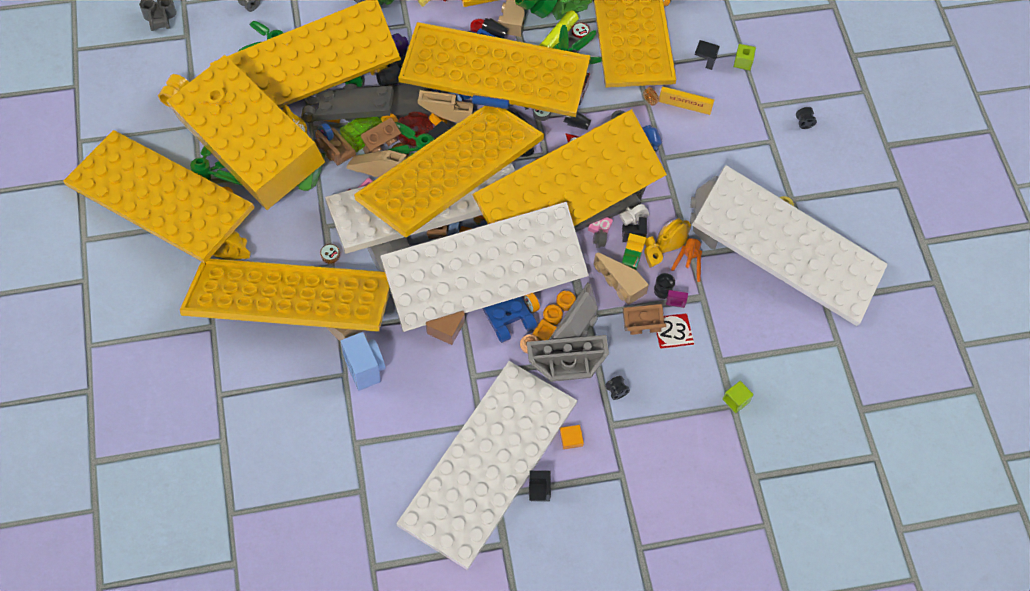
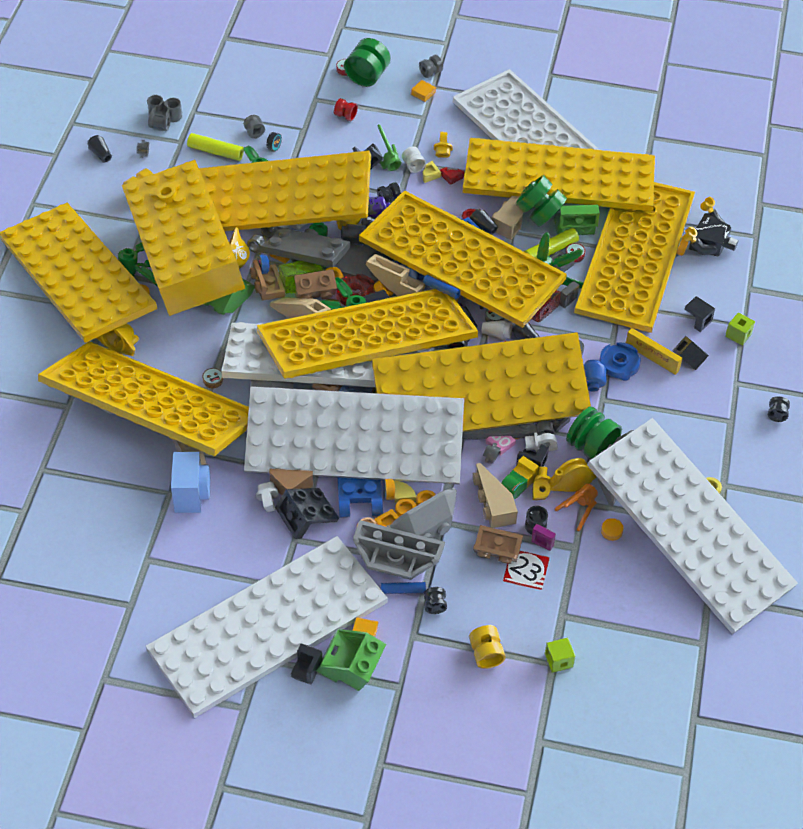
camera: 25 degrees right, 10 degrees down
(116, 66) = (99, 147): none -> black cone
(157, 54) = (142, 148): none -> clear smoke plate
(222, 31) = (215, 147): none -> neon yellow piece
(273, 9) = (273, 141): none -> black tile
(401, 26) = (390, 192): none -> black wheel
(431, 343) = (267, 493): none -> white piece
(470, 348) = (304, 507): none -> black bracket
(545, 300) = (403, 491): none -> light yellow tile
(551, 124) = (497, 329): none -> white cone
(565, 474) = (353, 659): none -> bright green piece
(585, 385) = (403, 587): none -> blue piece
(594, 72) = (569, 294): none -> dark grey tile
(651, 96) = (617, 334): clear orange tile -> none
(666, 109) = (624, 369): none -> blue plate
(676, 193) = (592, 432): none -> green wheel
(683, 418) = (487, 646): none -> yellow wheel
(715, 91) = (690, 353): none -> black panel
(725, 270) = (612, 529): none -> light orange tile

